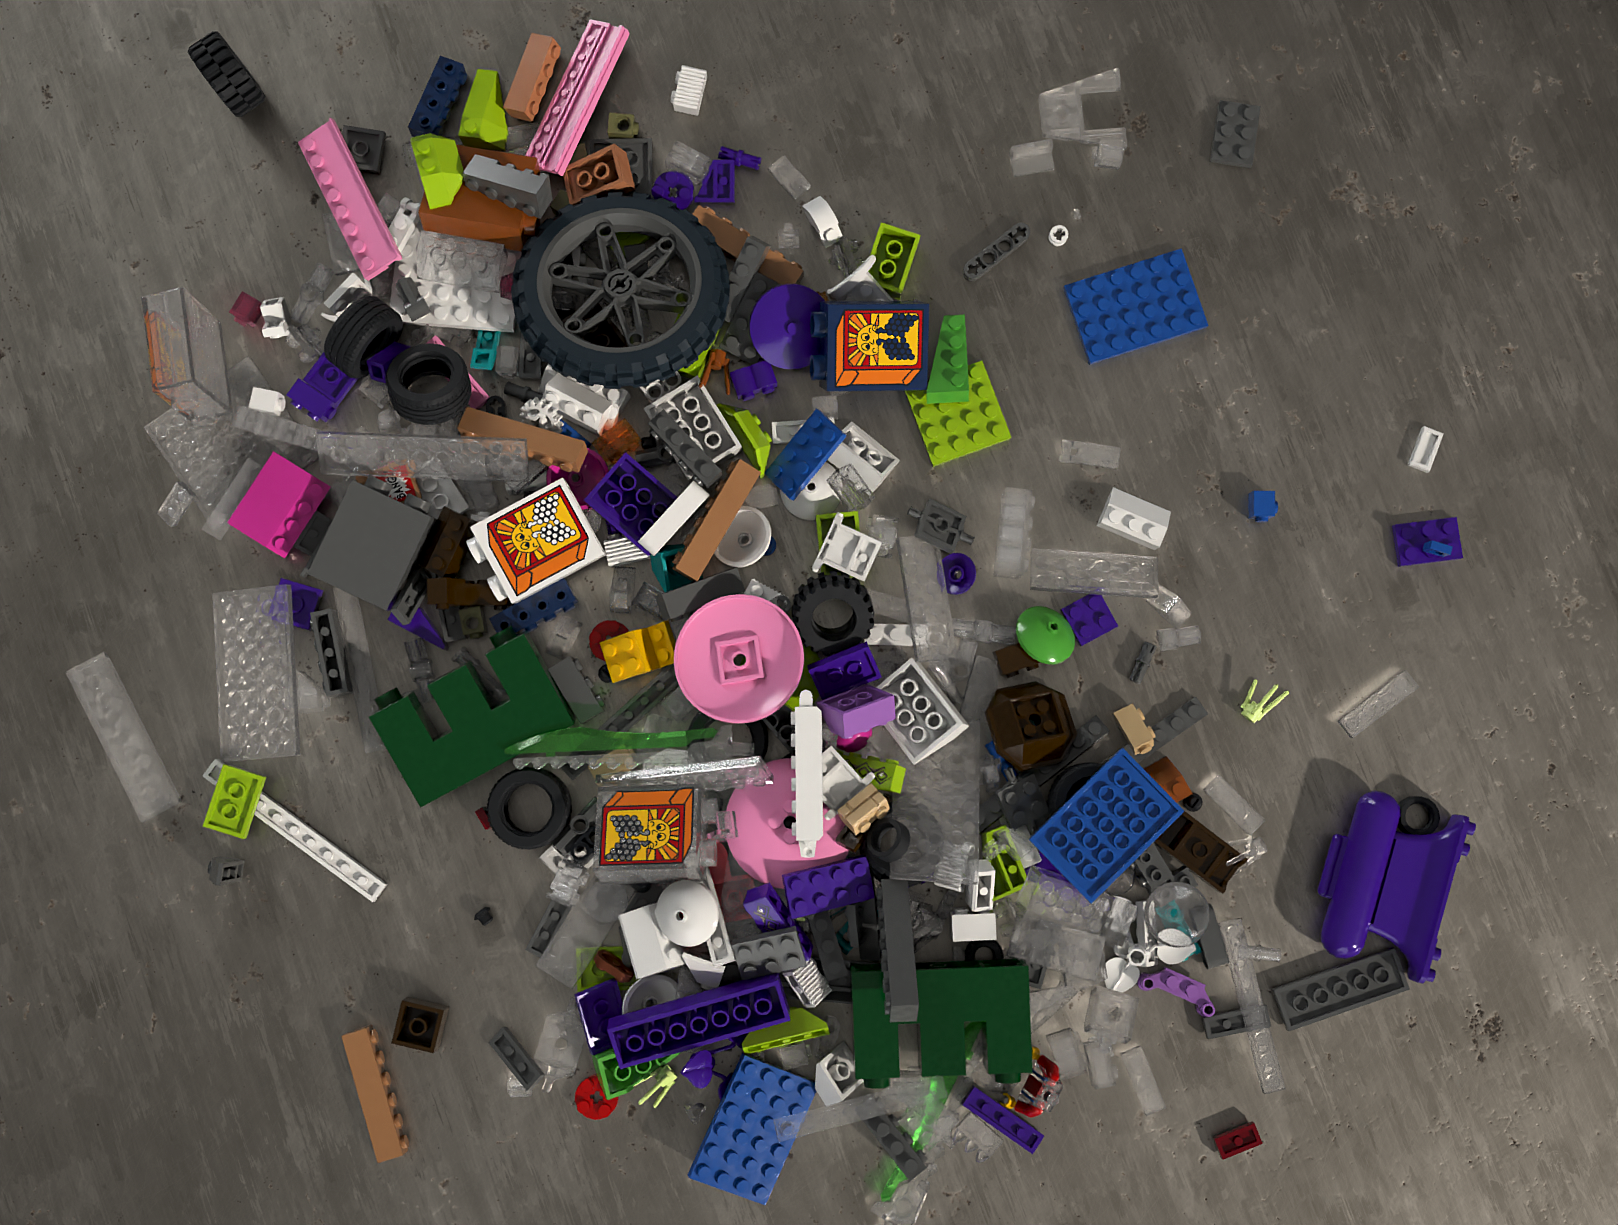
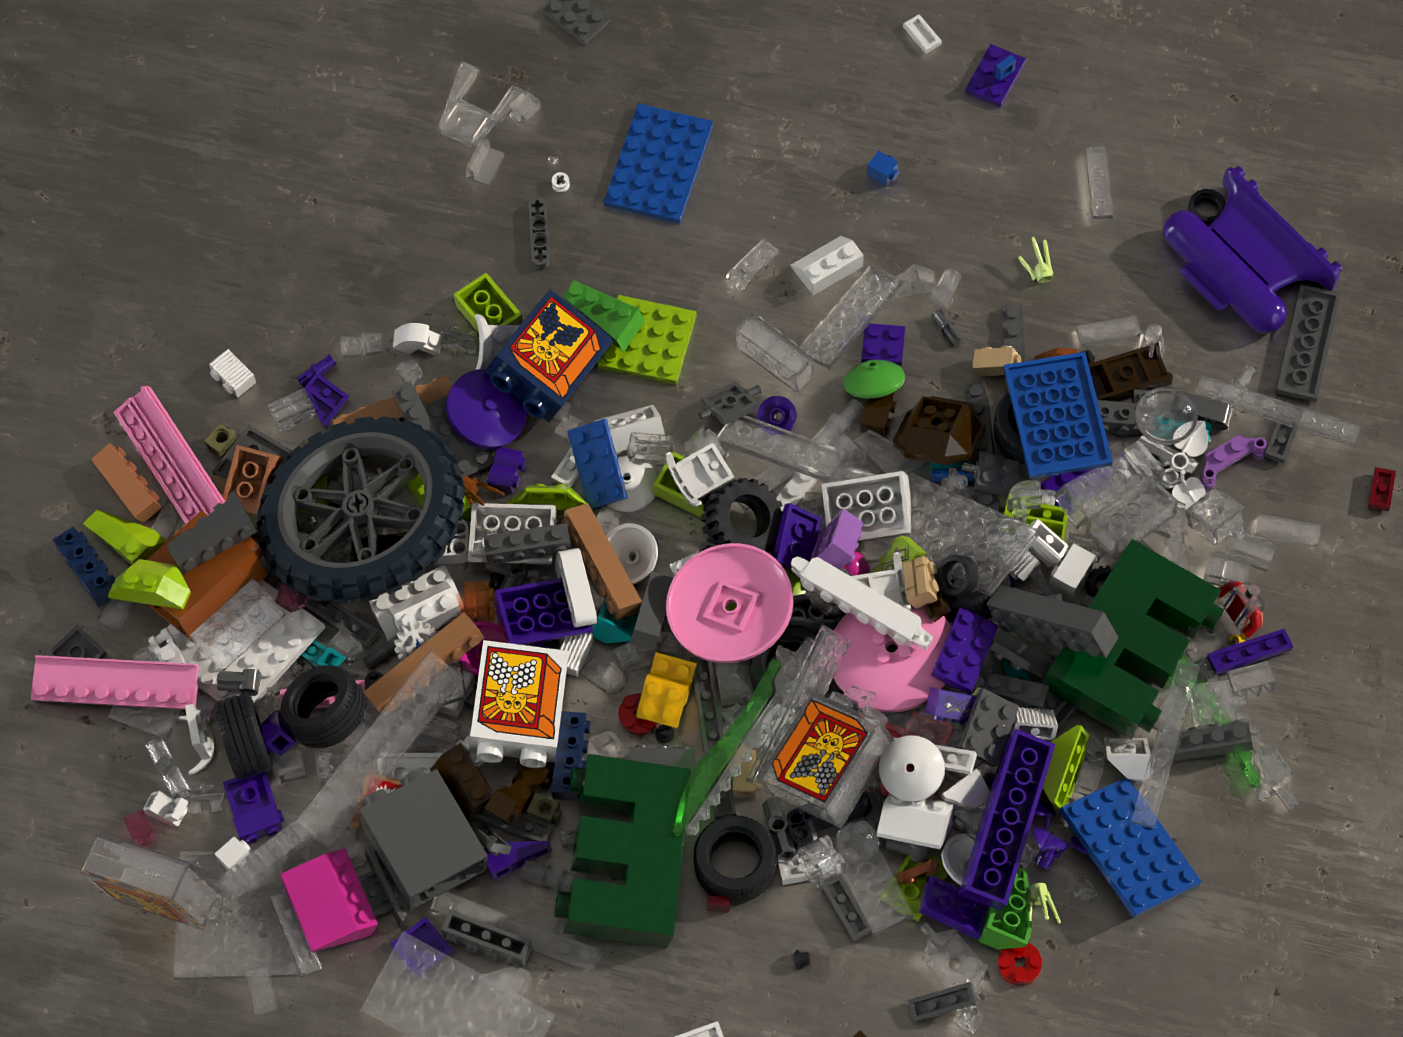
camera: 50 degrees left, 20 degrees down
(671, 180) = (298, 425): dark purple plate -> none

